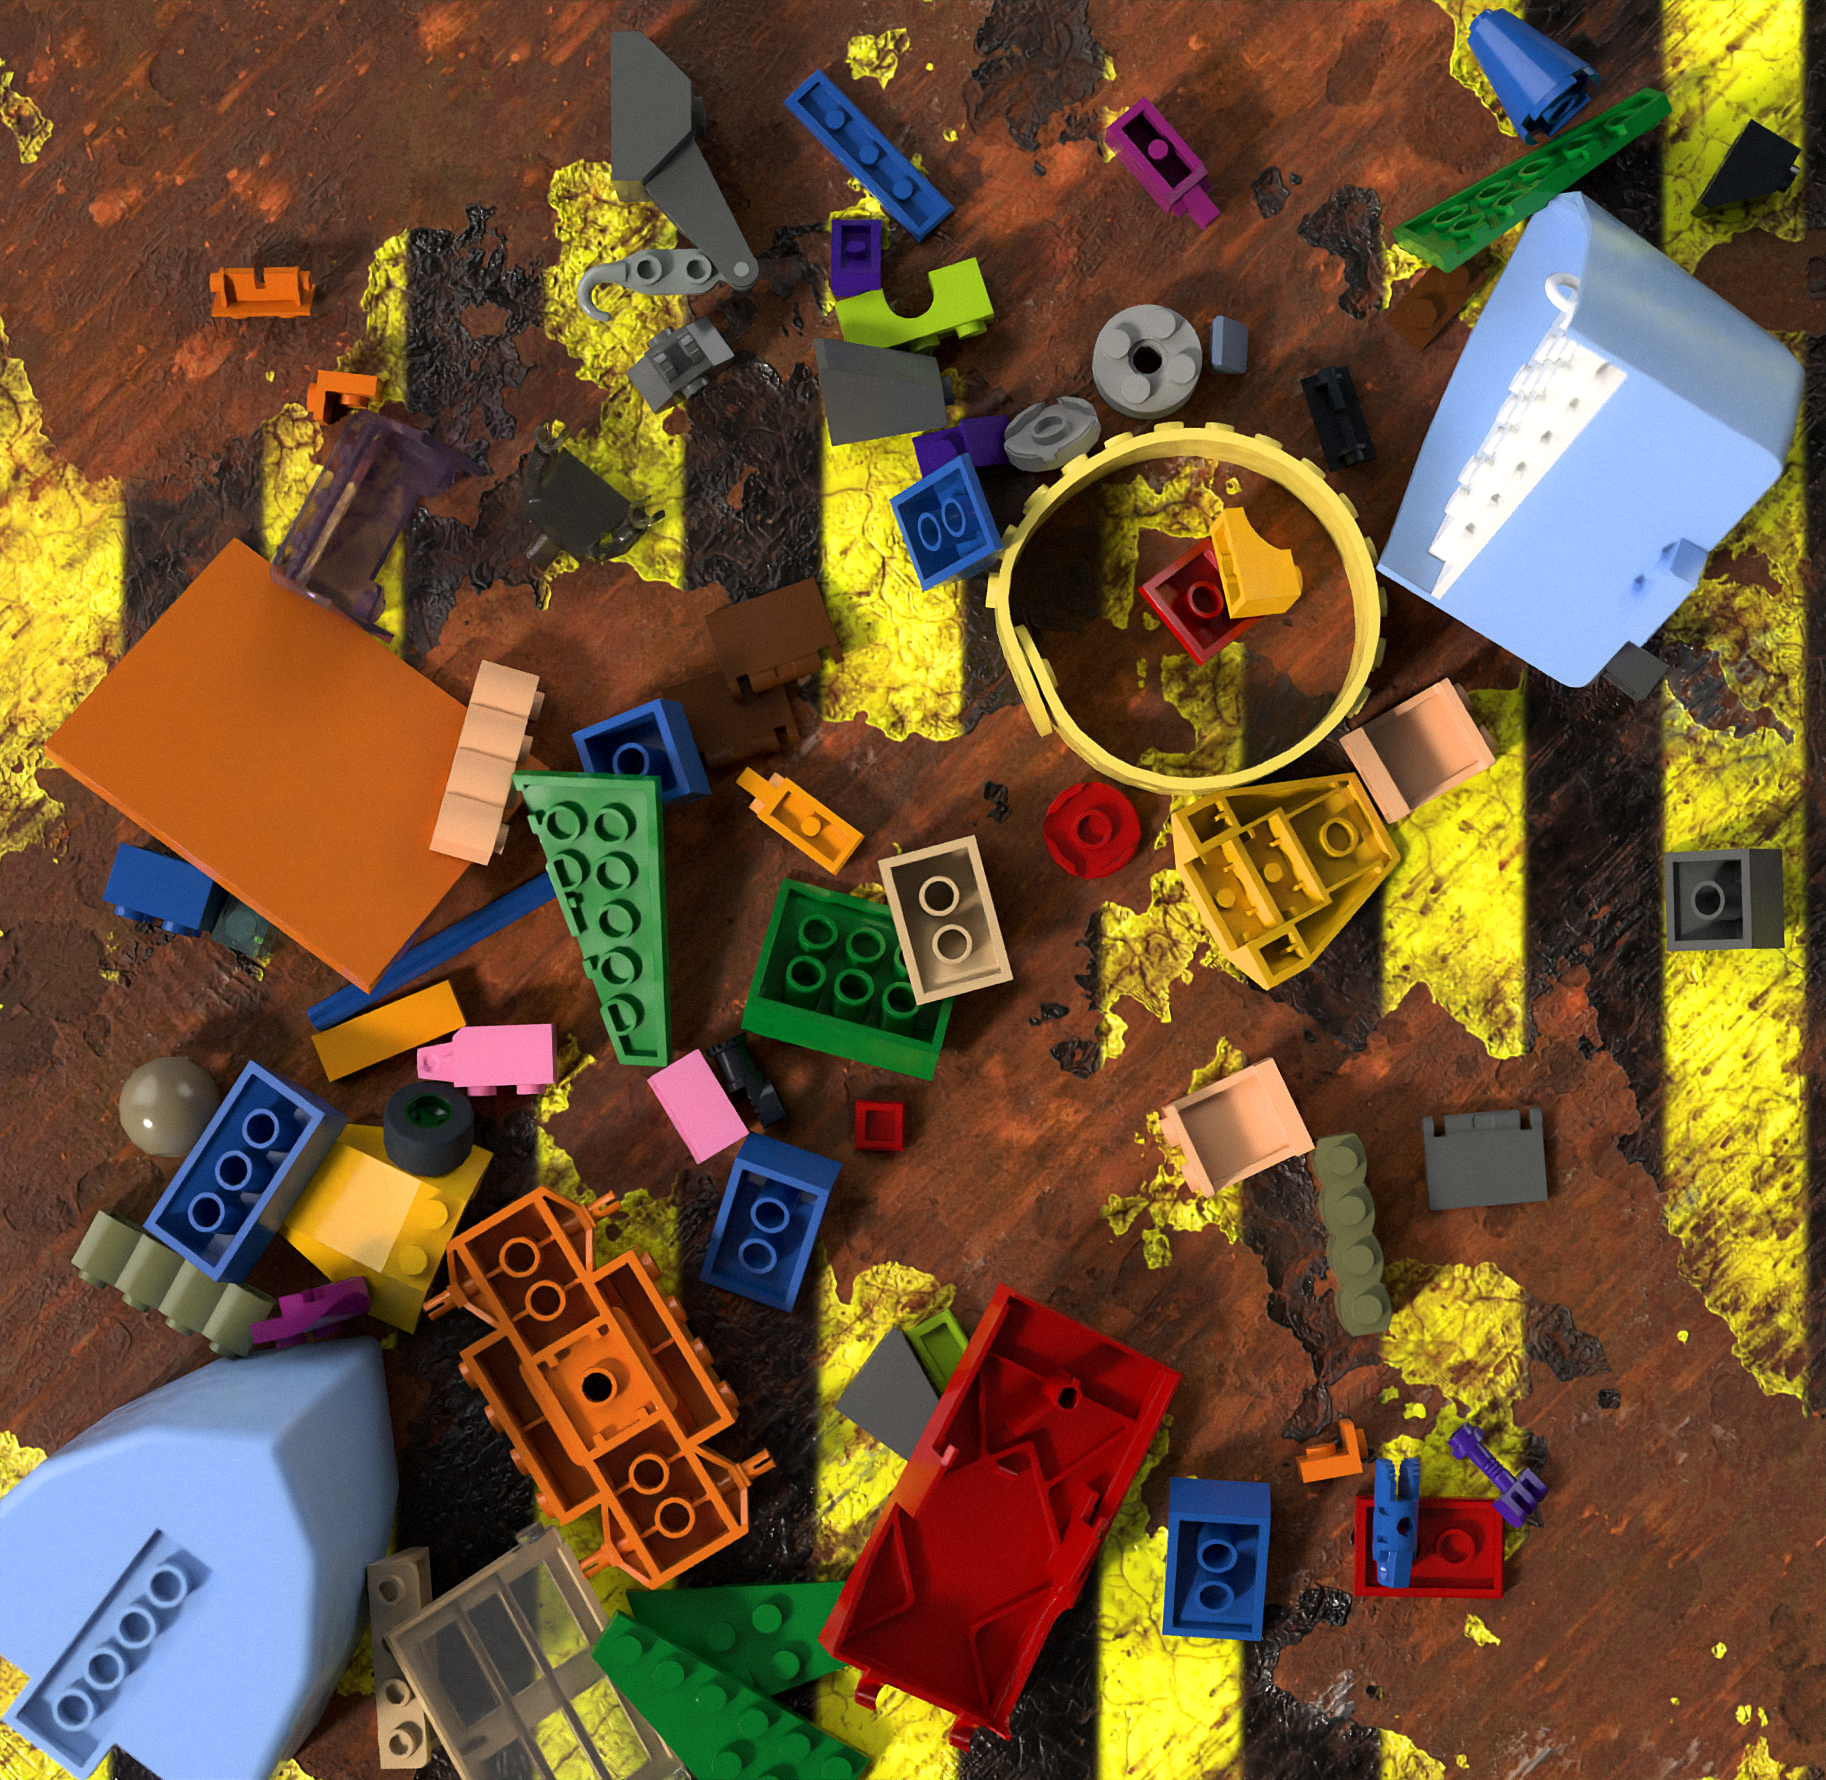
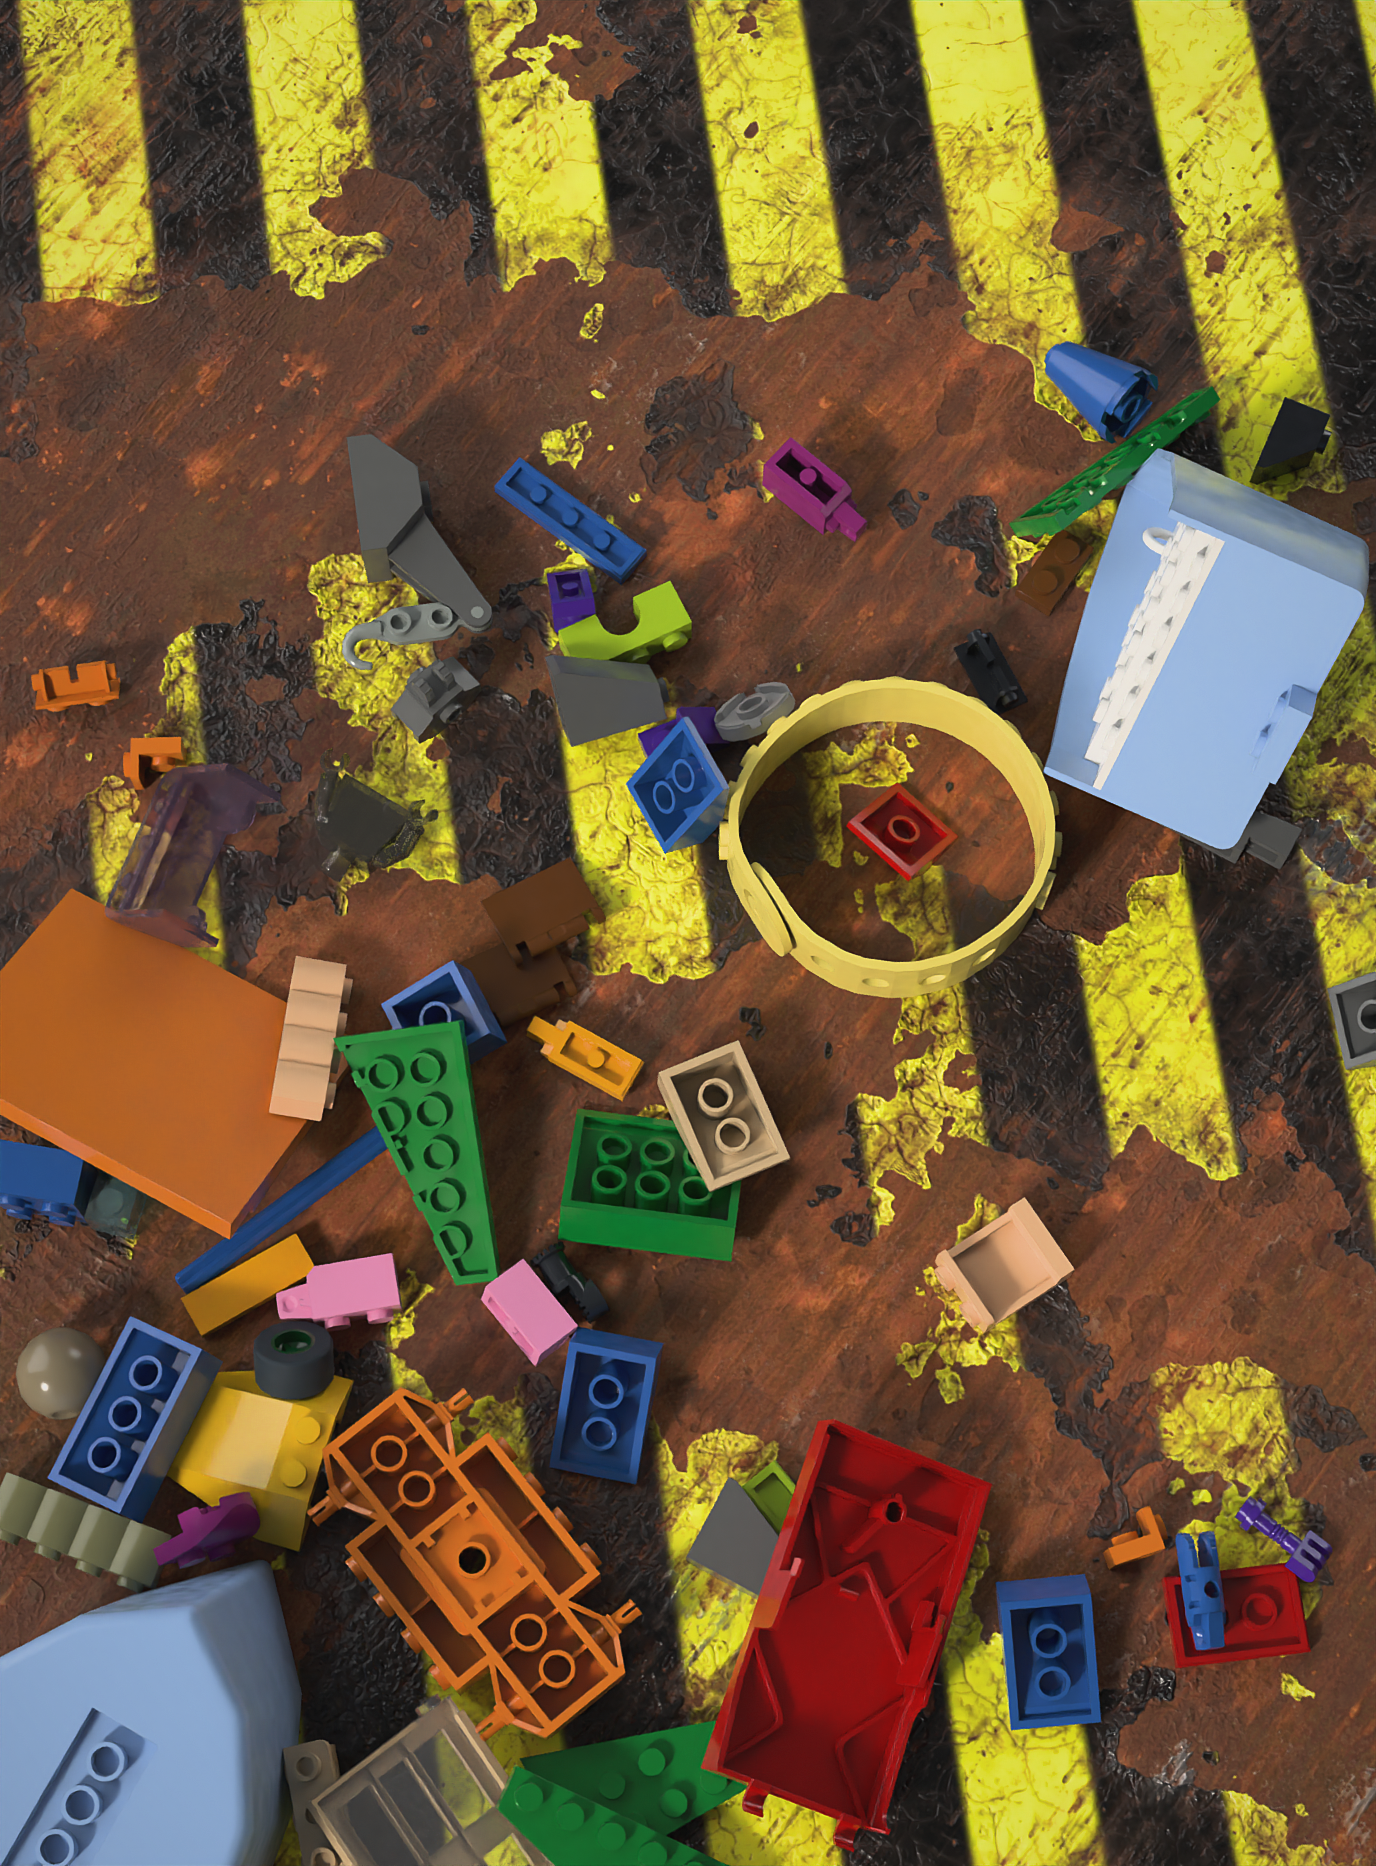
camera: 15 degrees left, 15 degrees down
(880, 1125) = (691, 1309): red tile -> none
(1091, 830) = (837, 1034): red tile -> none
(1153, 331) = (829, 624): light grey wheel -> none
(1228, 346) = (889, 629): sand blue slope -> none
(1252, 572) = (941, 802): yellow arch -> none
(1281, 868) = (1002, 1039): yellow wedge -> none
(1351, 1247) = (1123, 1354): olive brick -> none
(1419, 749) = (1105, 929): light nougat panel -> none
(1484, 1160) = (1222, 1267): dark grey piece -> none

